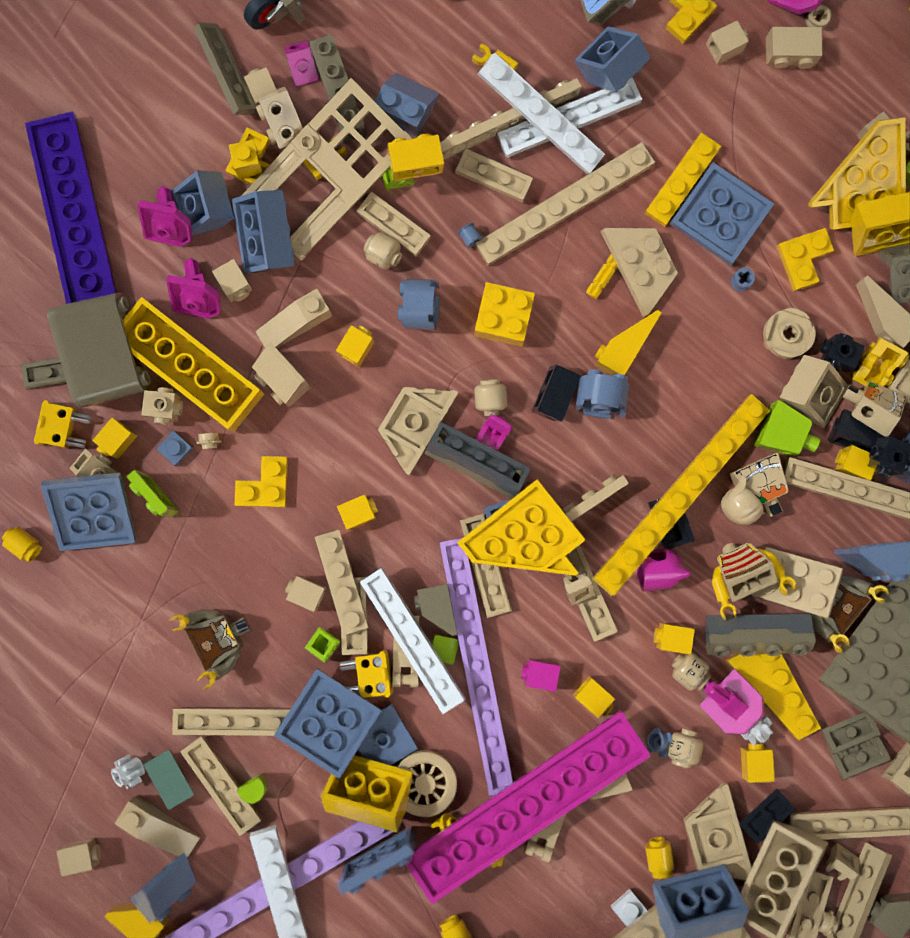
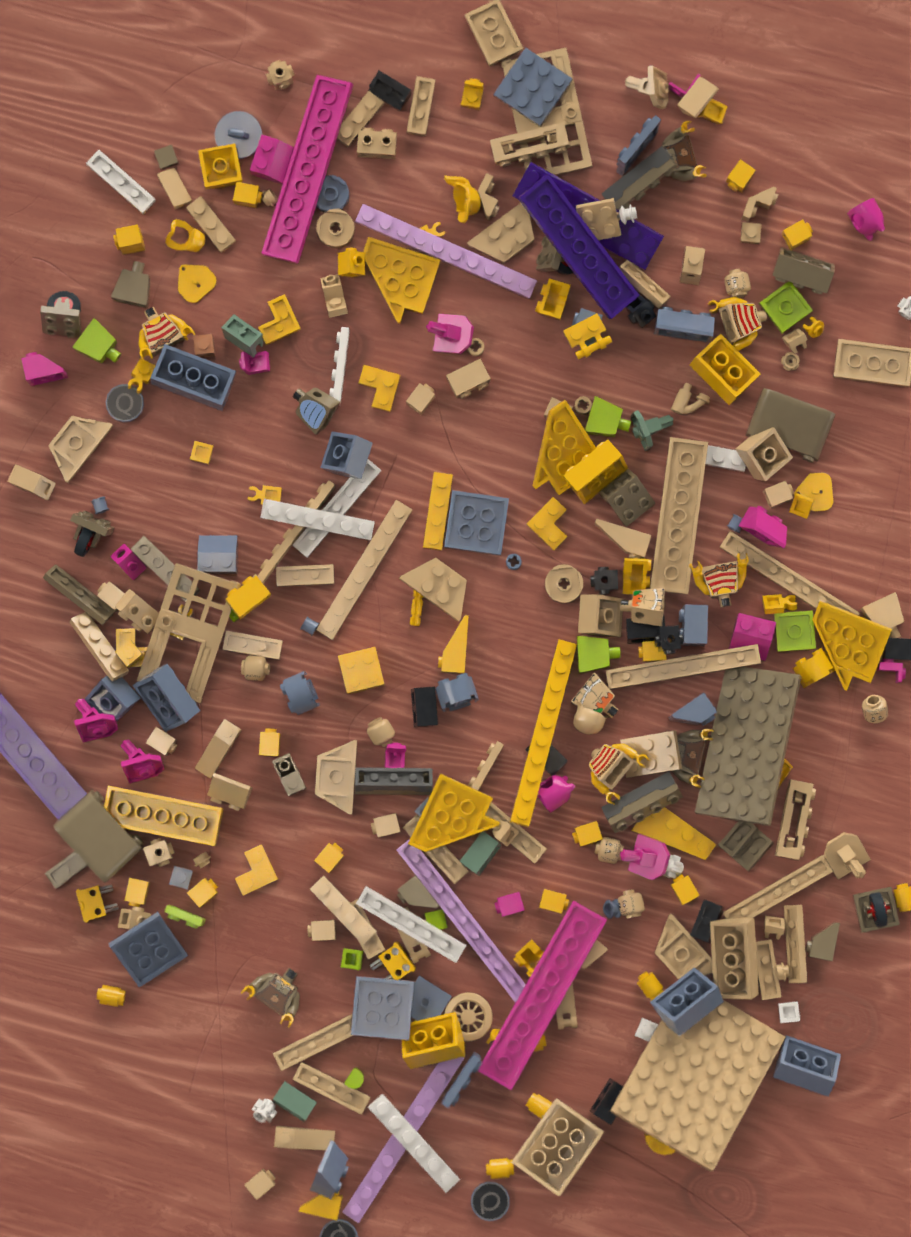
camera: 25 degrees left, 0 degrees up
(190, 478) = (203, 892): none -> yellow brick
(216, 136) = (99, 646): none -> tan plate
(359, 392) = (289, 774): none -> dark tan slope
(441, 508) = (385, 825): none -> tan brick
(533, 749) = (528, 956): none -> yellow cylinder
(536, 596) = (480, 853): none -> sand green hinge

